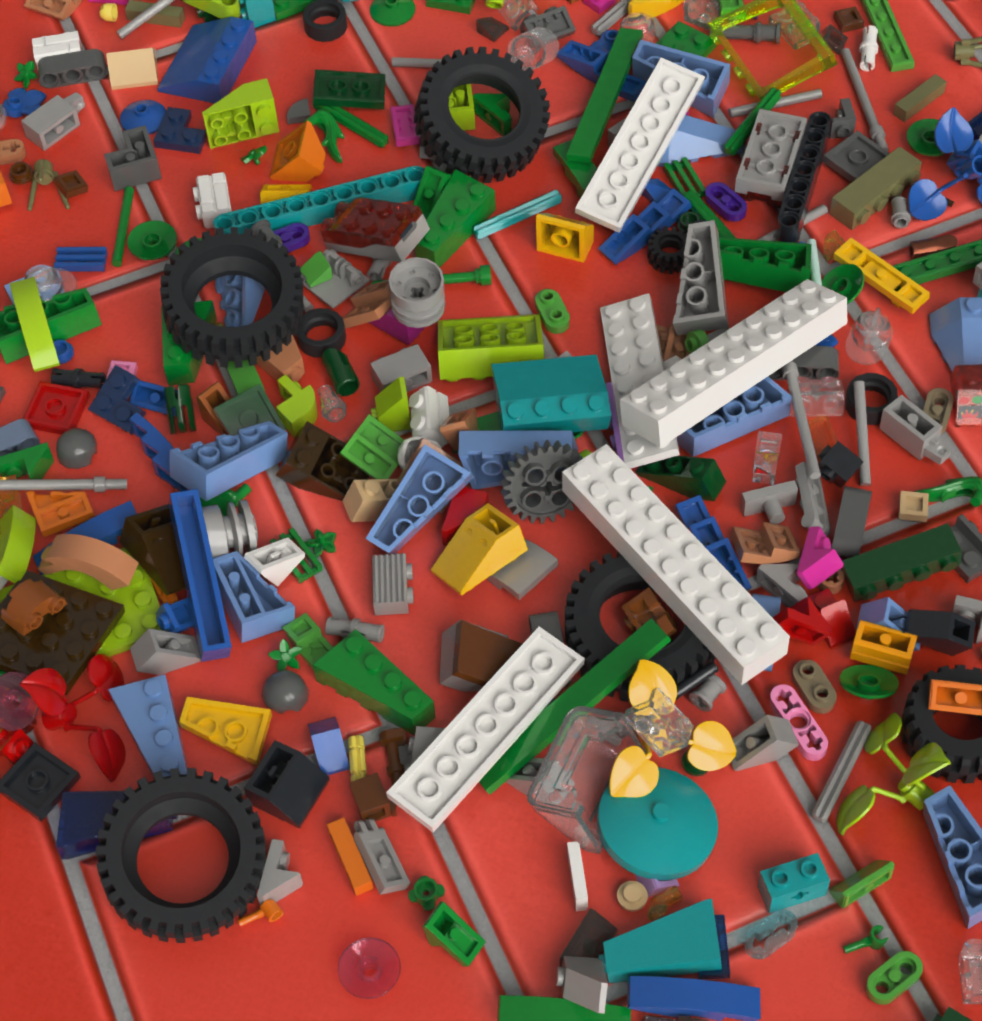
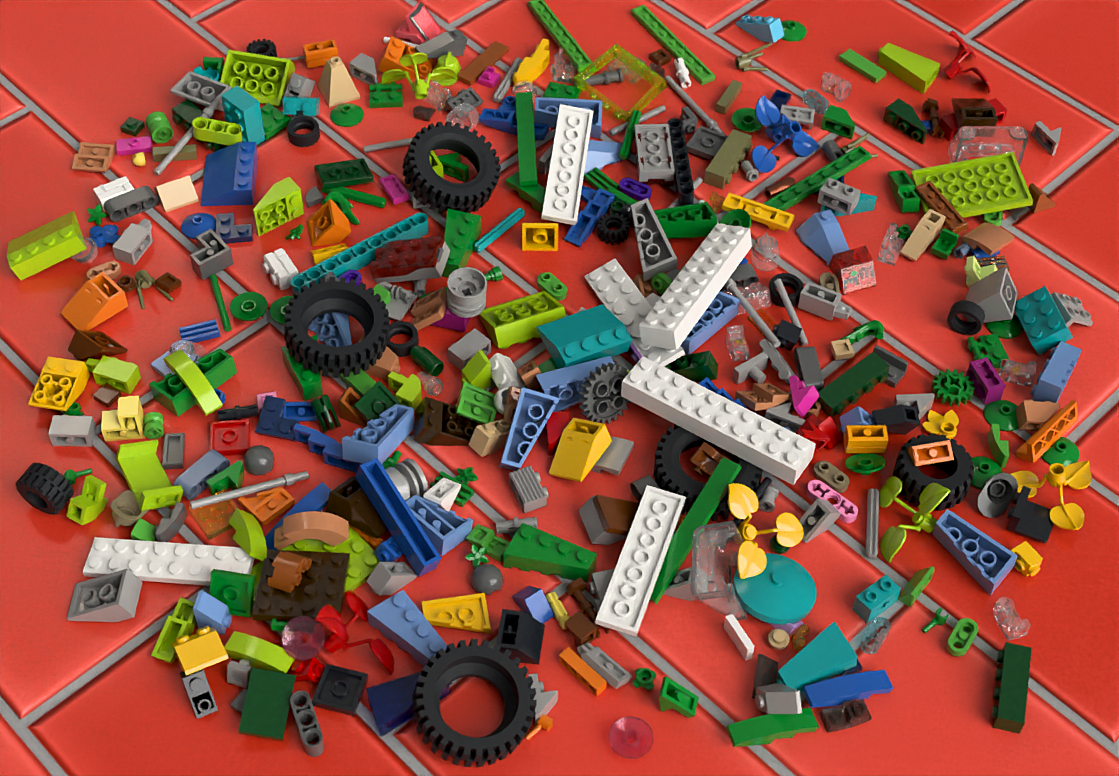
camera: 25 degrees left, 5 degrees down
(430, 189) = (435, 224): green slope -> none
(660, 723) = (755, 523): clear bracket -> none

